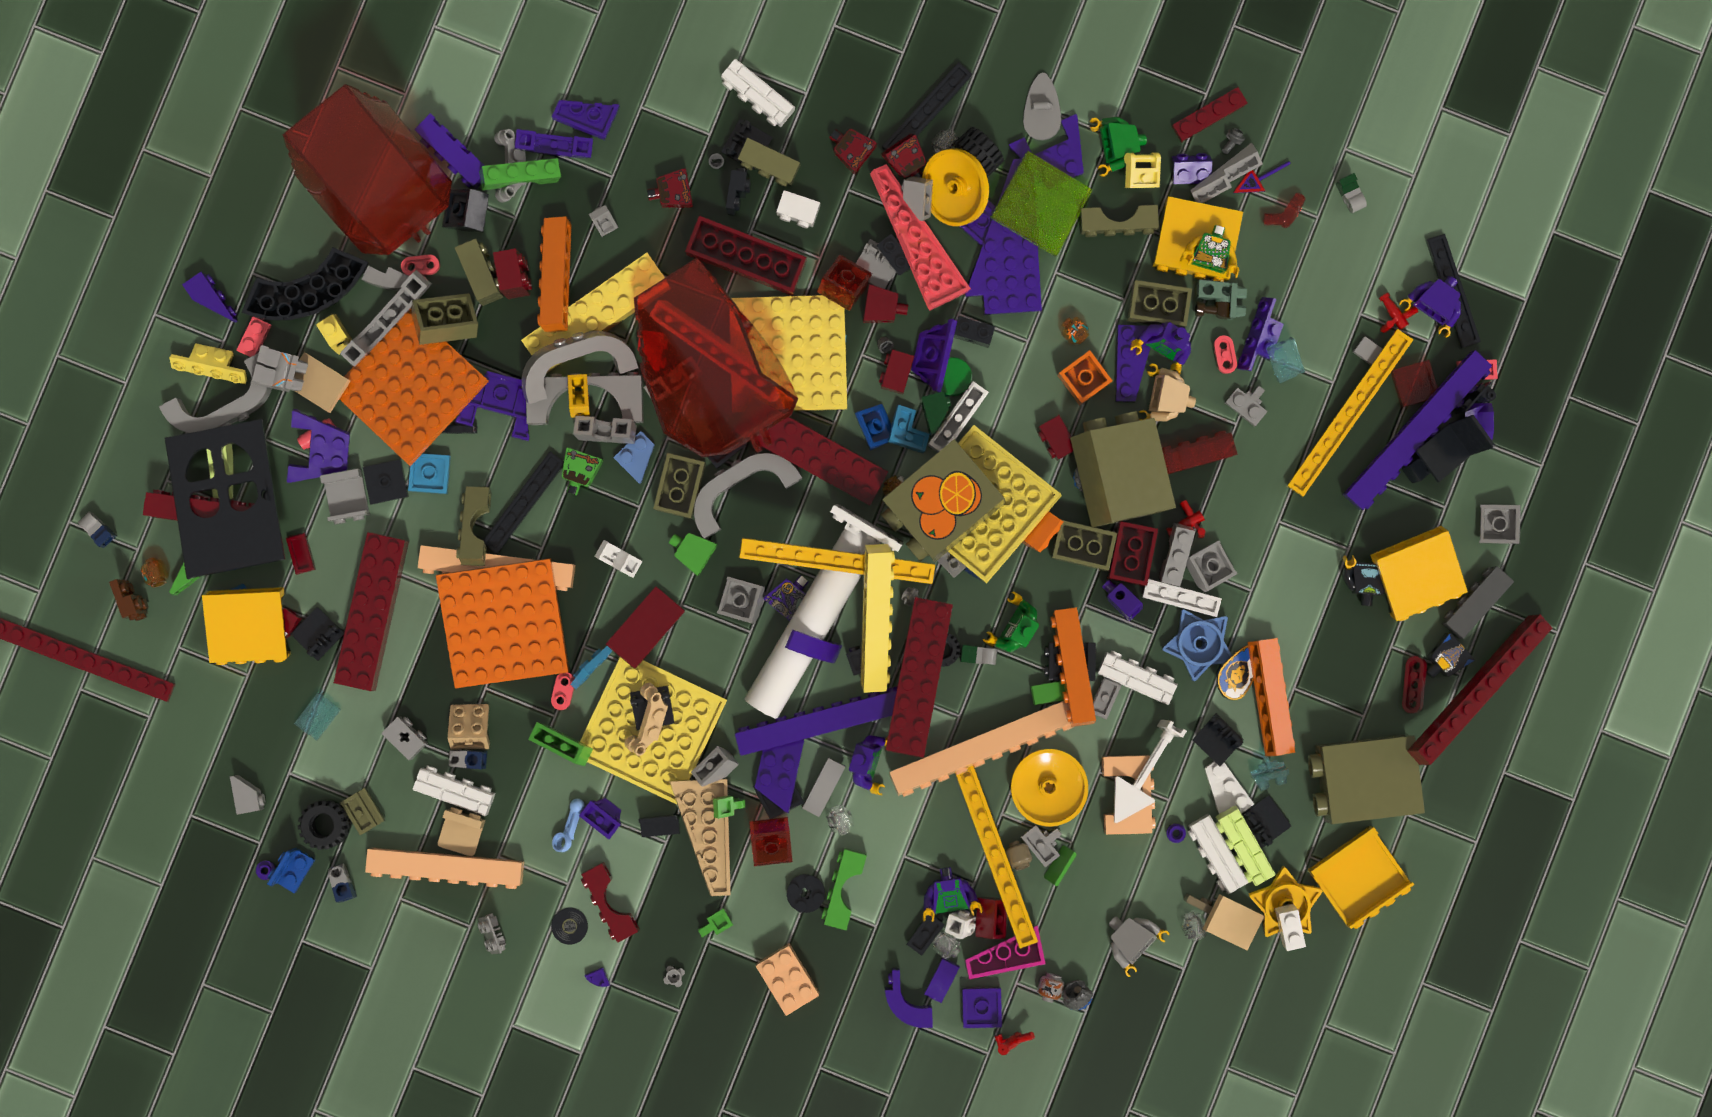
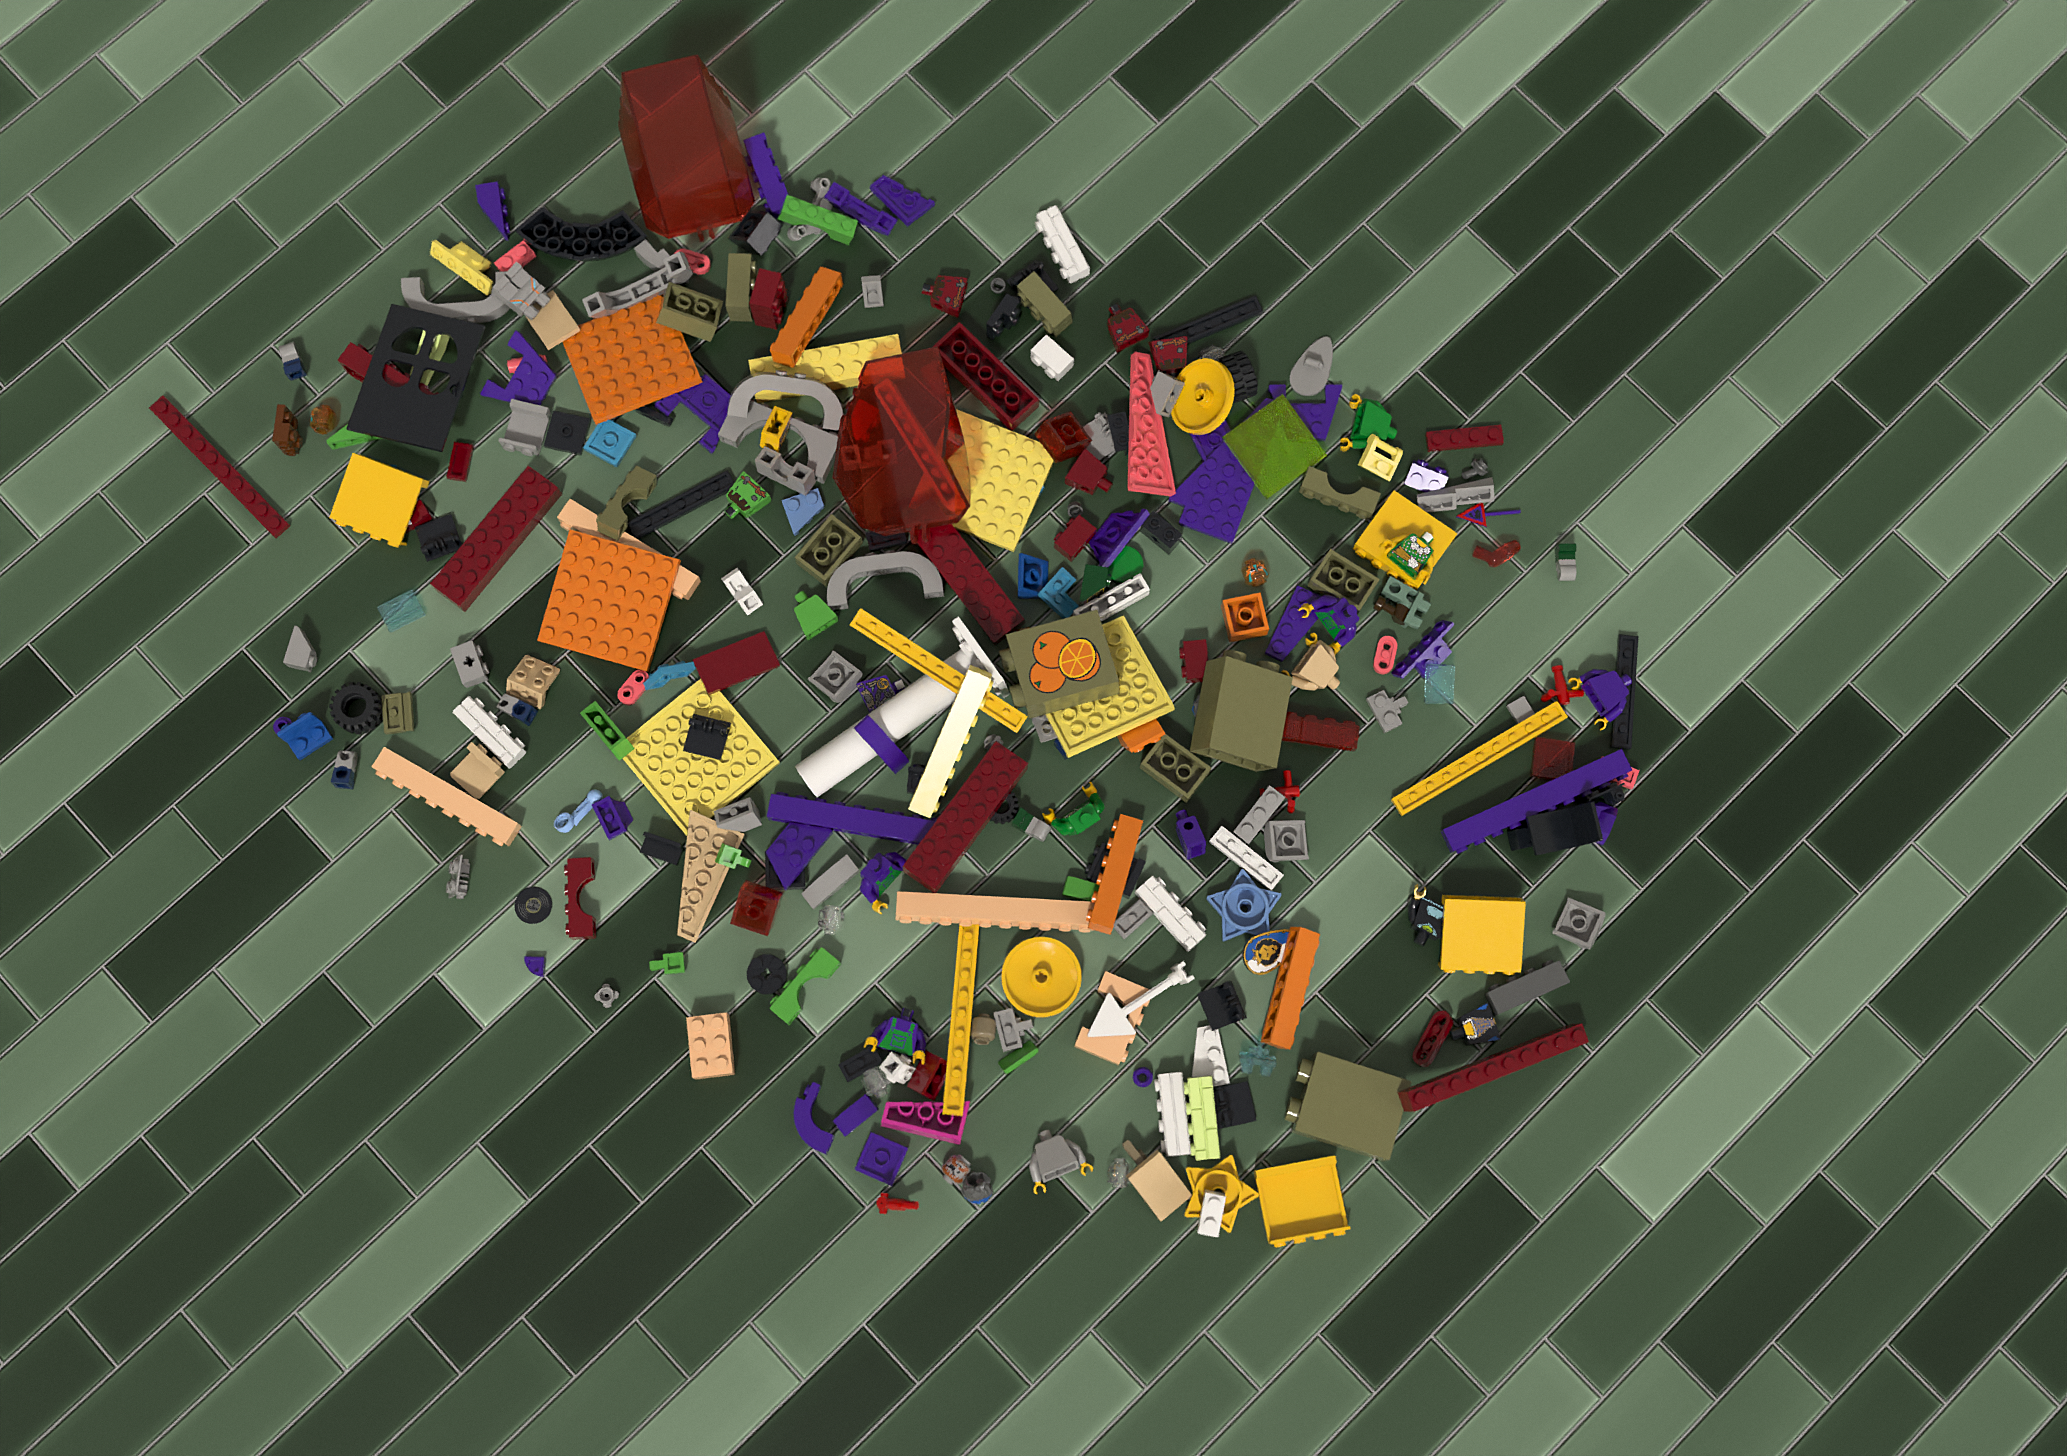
camera: 25 degrees right, 10 degrees down
(334, 333) = (586, 281): light yellow torso -> none
(651, 723) = (700, 746): tan plate -> none
(1132, 553) = (1217, 795): dark red brick -> none

